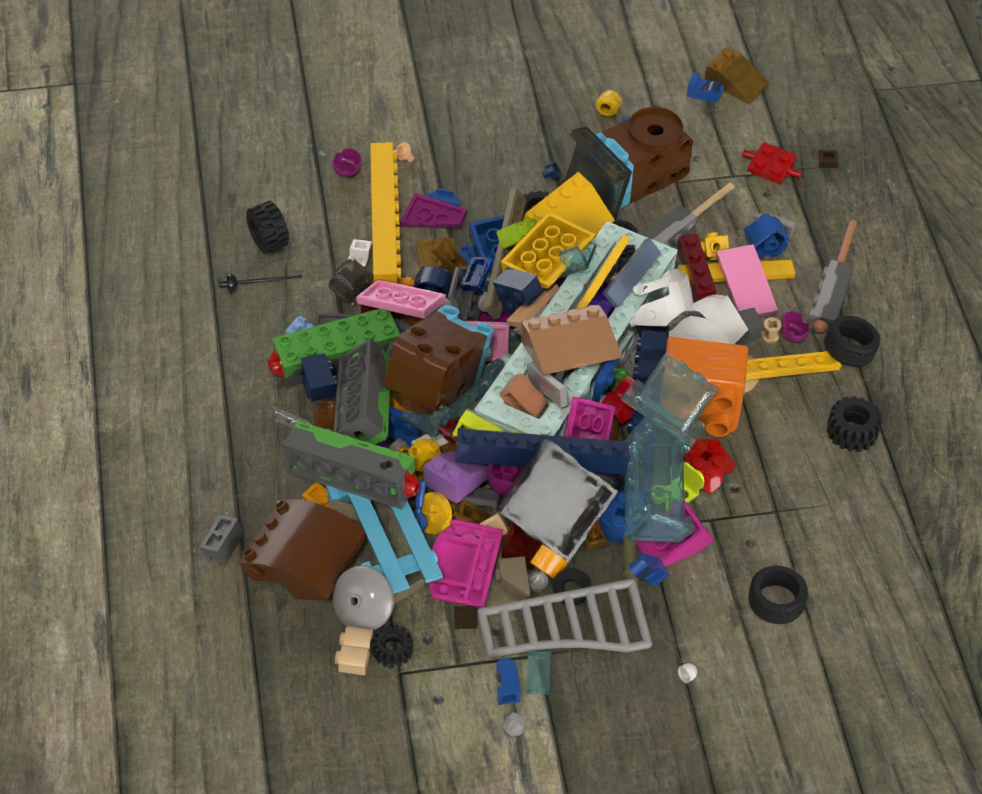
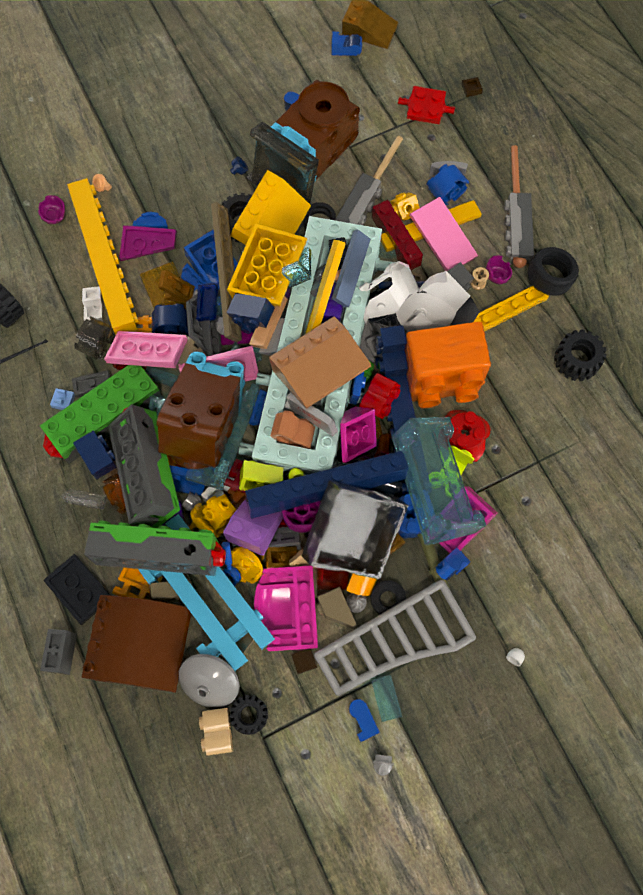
camera: 15 degrees left, 20 degrees up
(255, 493) = (76, 588): none -> black tile
(513, 234) = (231, 251): lime brick -> none
(608, 103) = (267, 82): yellow head -> none
(673, 398) = (428, 395): clear light blue windscreen -> none
(782, 577) = (583, 539): black tyre -> none

